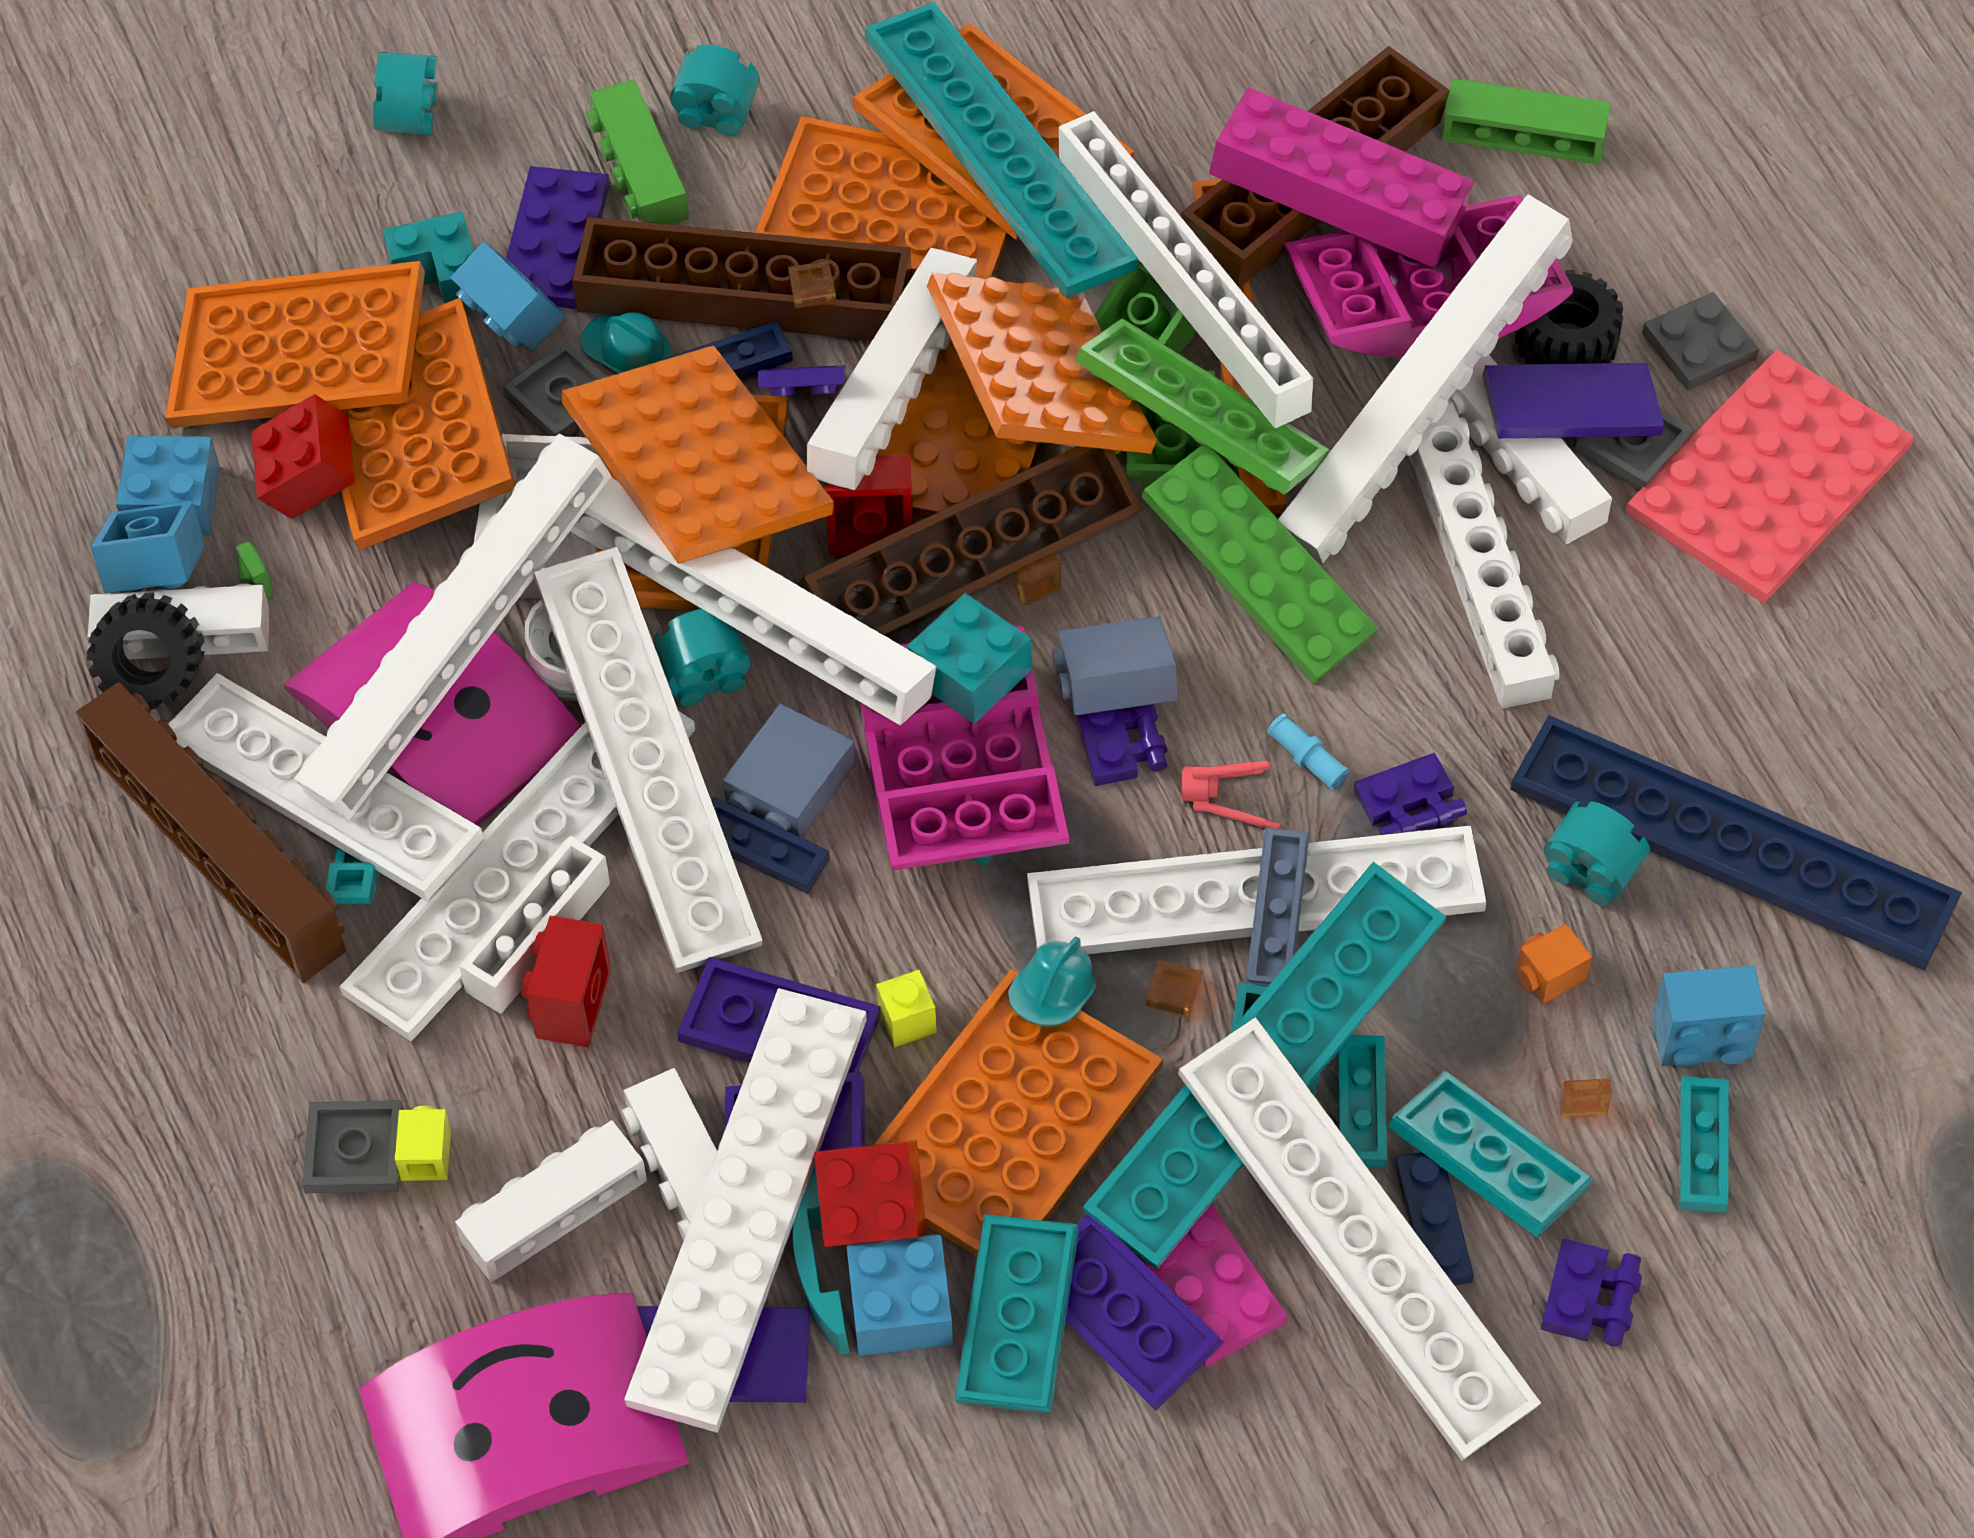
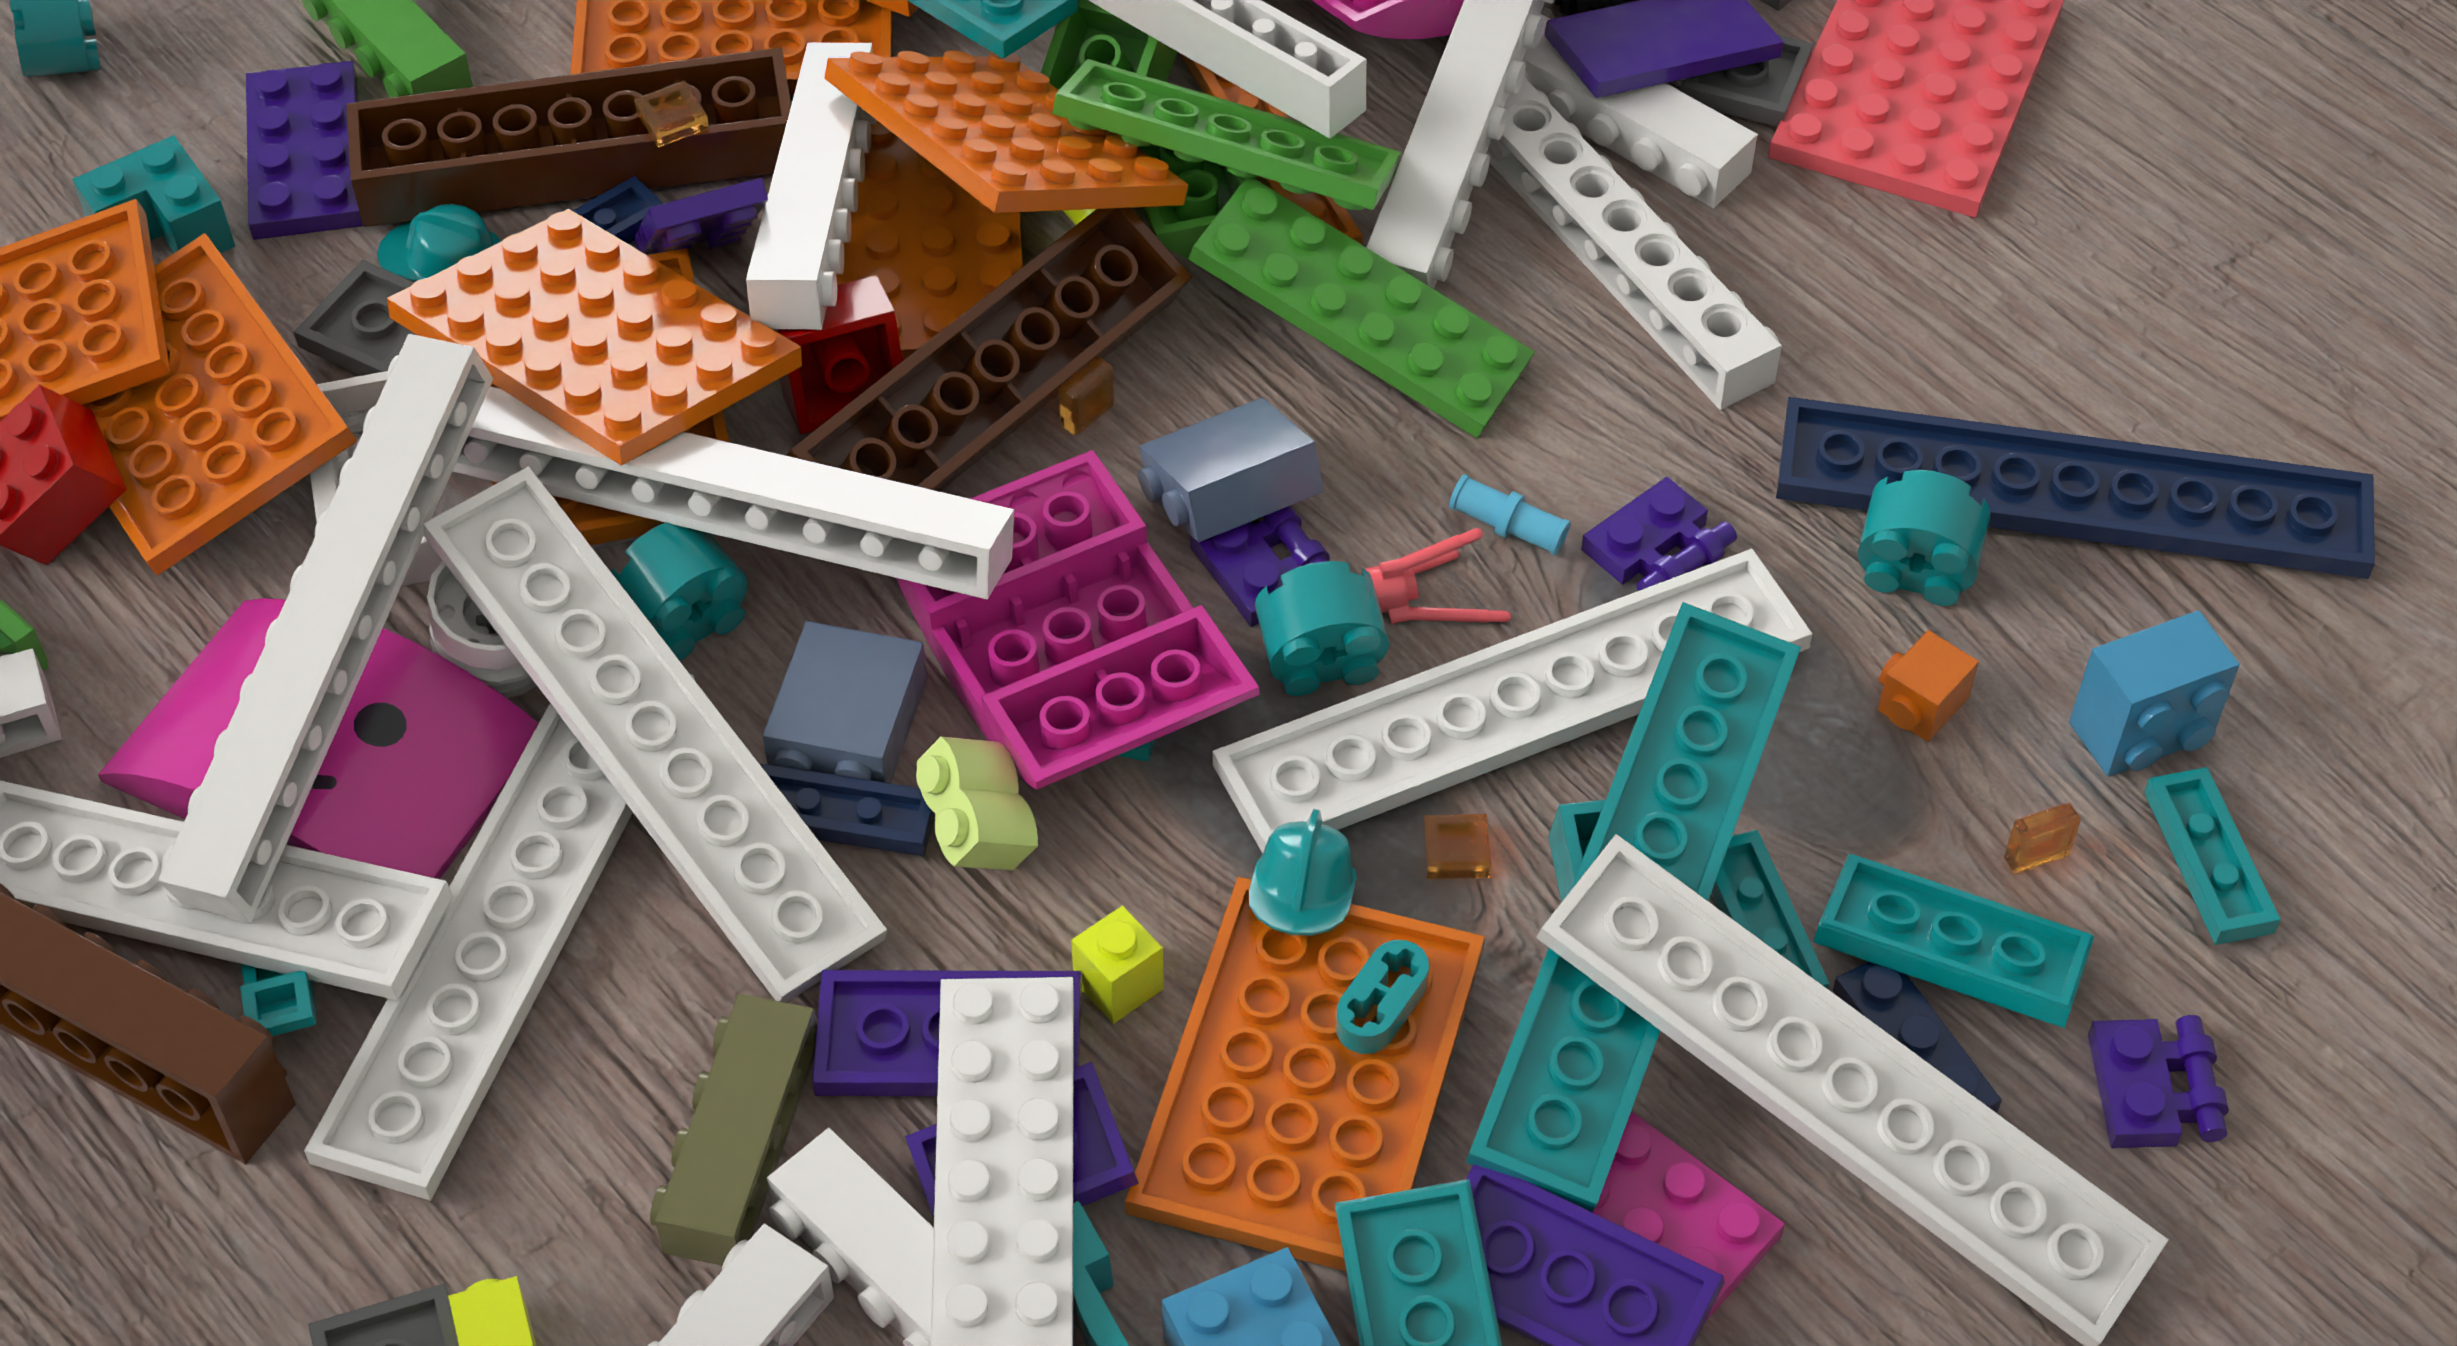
camera: 20 degrees left, 5 degrees down
(506, 298) = (267, 220): dark azure brick -> none
(561, 888) = (561, 992): white brick -> none
(567, 980) = (634, 1051): red brick -> none
(619, 1049) = (736, 1129): none -> olive brick
(850, 868) = (976, 803): none -> yellowish green brick
(870, 1193) = (1169, 1219): red brick -> none
(974, 657) = (1060, 493): teal brick -> none
(1076, 1087) = (1371, 989): none -> teal beam
(1135, 804) = (1322, 627): none -> teal brick
(1277, 904) = (1556, 705): sand blue tile -> none

